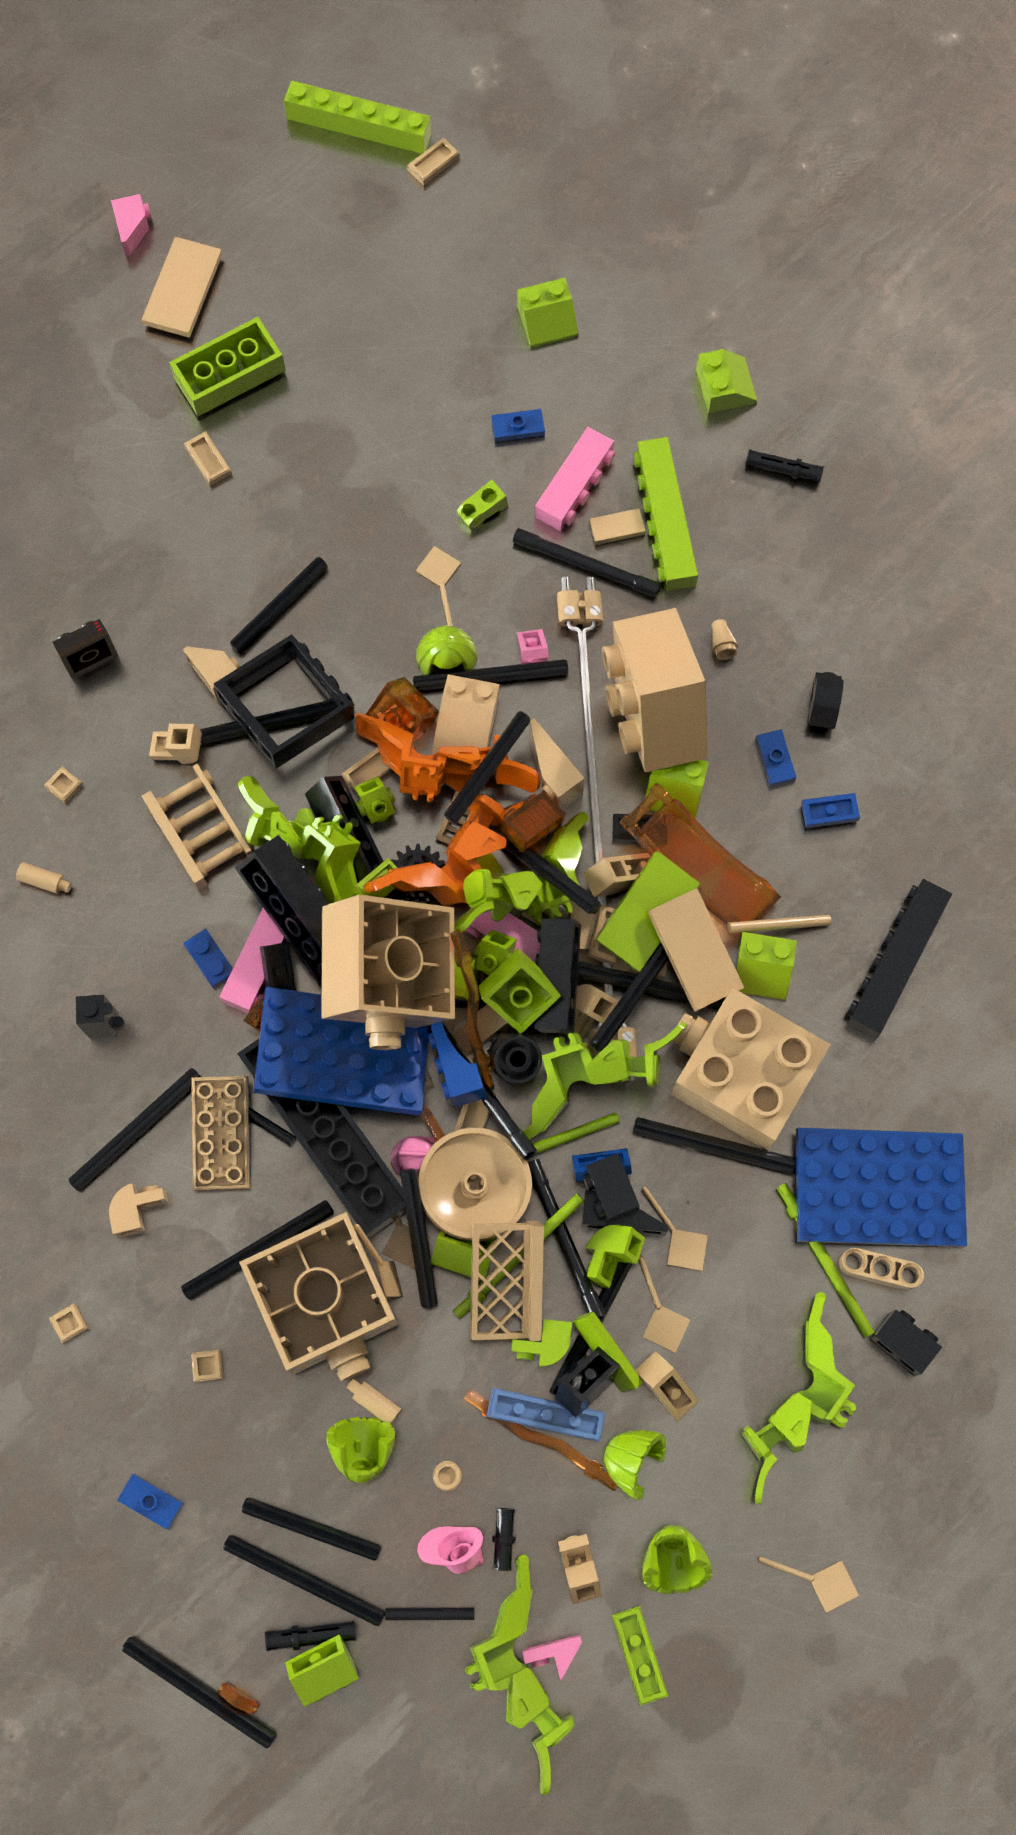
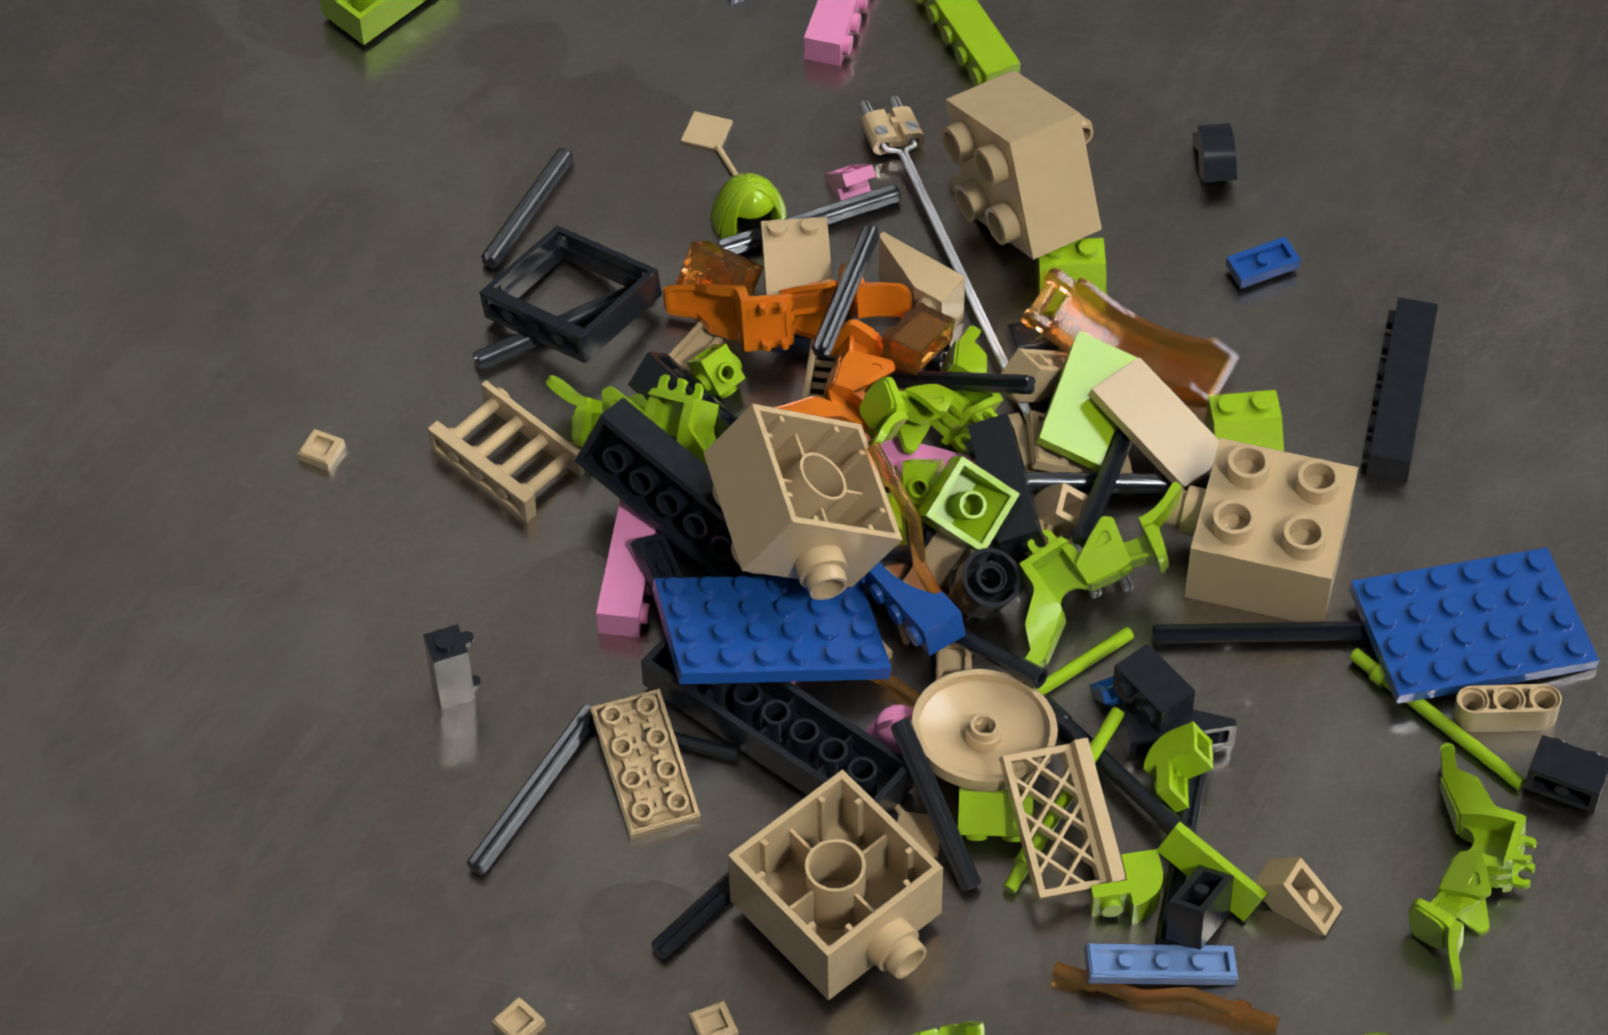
camera: 15 degrees left, 20 degrees down
(42, 878) = (328, 550): tan cylinder -> none
(85, 647) = (305, 298): dark brown slope -> none
(126, 1208) = (557, 870): tan brick -> none
(179, 743) = (457, 369): tan brick -> none
(208, 458) = (390, 83): tan tile -> none
(209, 958) = (565, 587): blue plate -> none
(210, 664) = (462, 283): tan slope -> none
(254, 1016) = (648, 626): clear orange tile -> none
(374, 1401) = (939, 1006): tan cylinder -> none
(482, 505) = (740, 54): lime leg -> none
(617, 526) = (905, 44): tan tile -> none
(625, 1455) = (1280, 976): lime hair -> none
(637, 582) = (815, 80): black piece -> none
(665, 1326) = (1267, 837): tan piece -> none
(685, 1248) = (1262, 750): tan piece -> none
(775, 758) = (1178, 228): blue plate -> none
(781, 923) = (1248, 383): tan bar -> none

